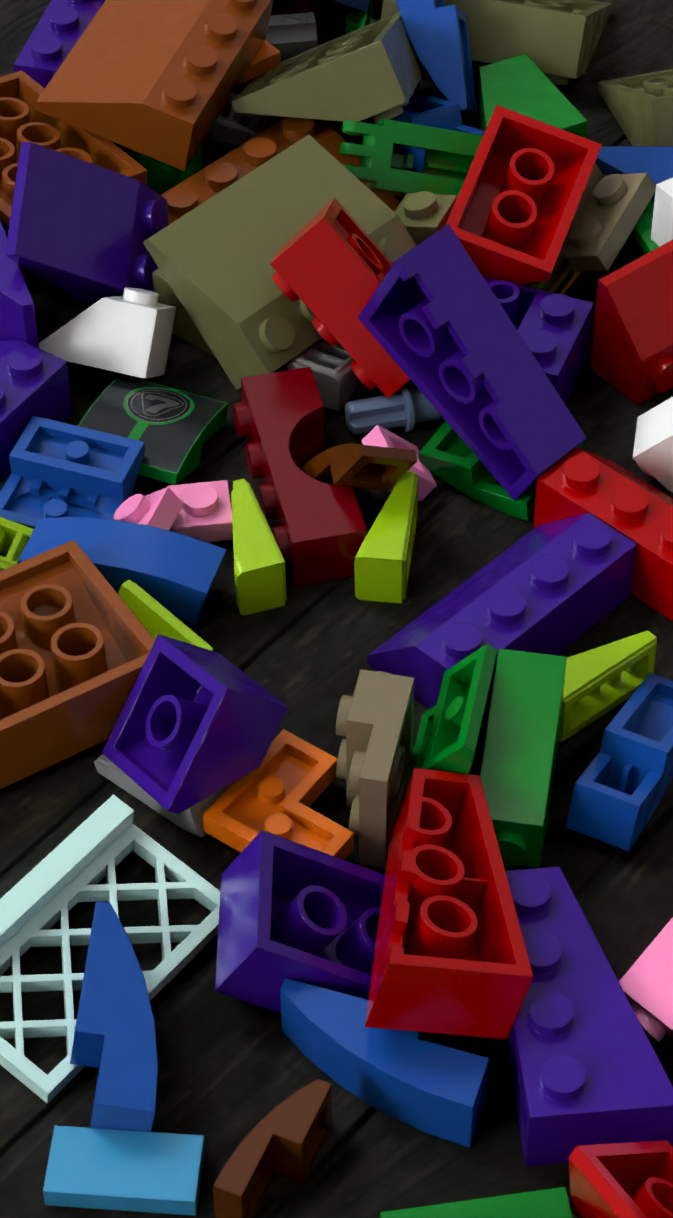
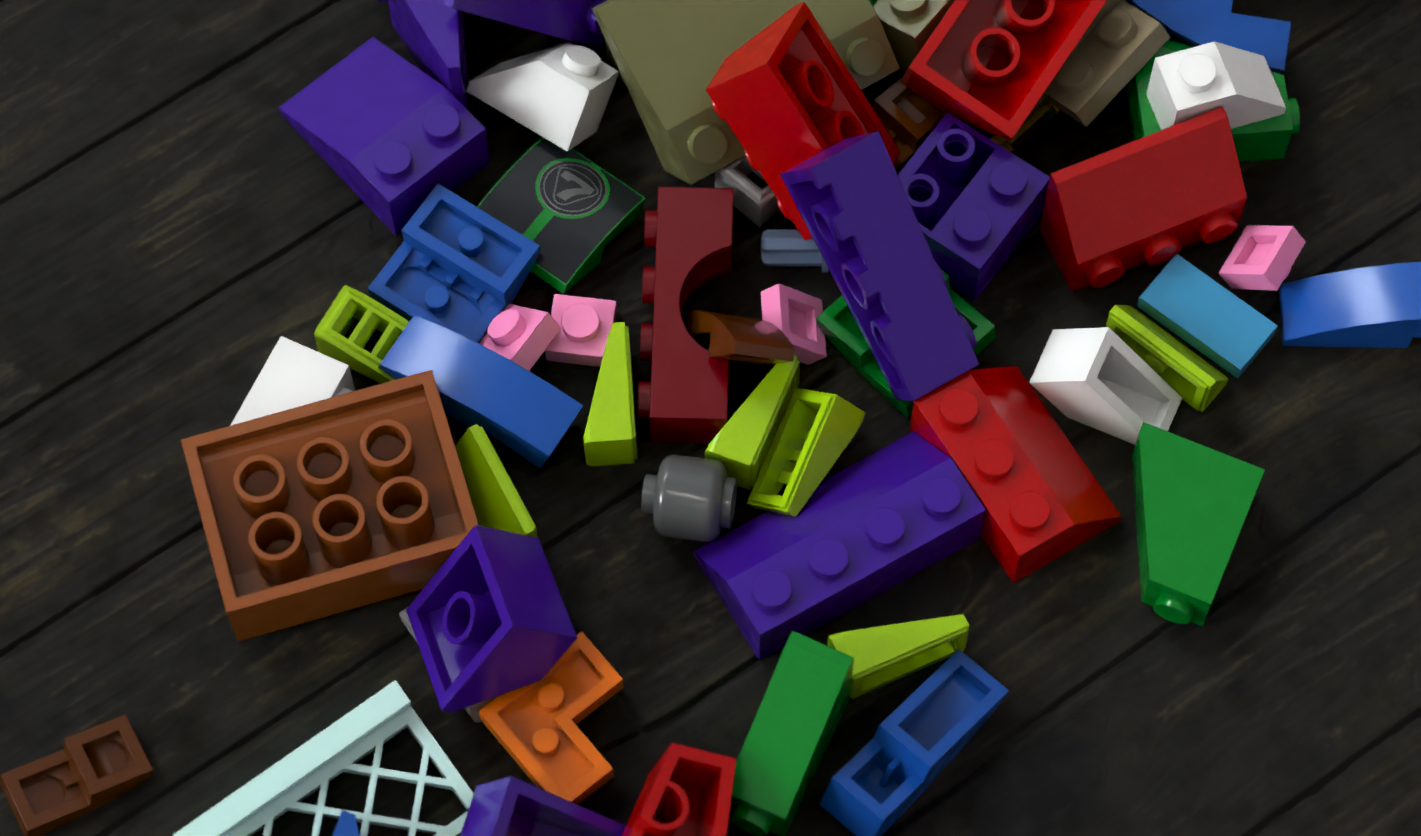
camera: 15 degrees right, 20 degrees up
(352, 605) = (690, 498): none -> dark grey head
(375, 757) = (657, 691): dark tan plate -> none
(445, 548) = (804, 450): none -> lime slope
(452, 726) = (730, 688): green slope -> none

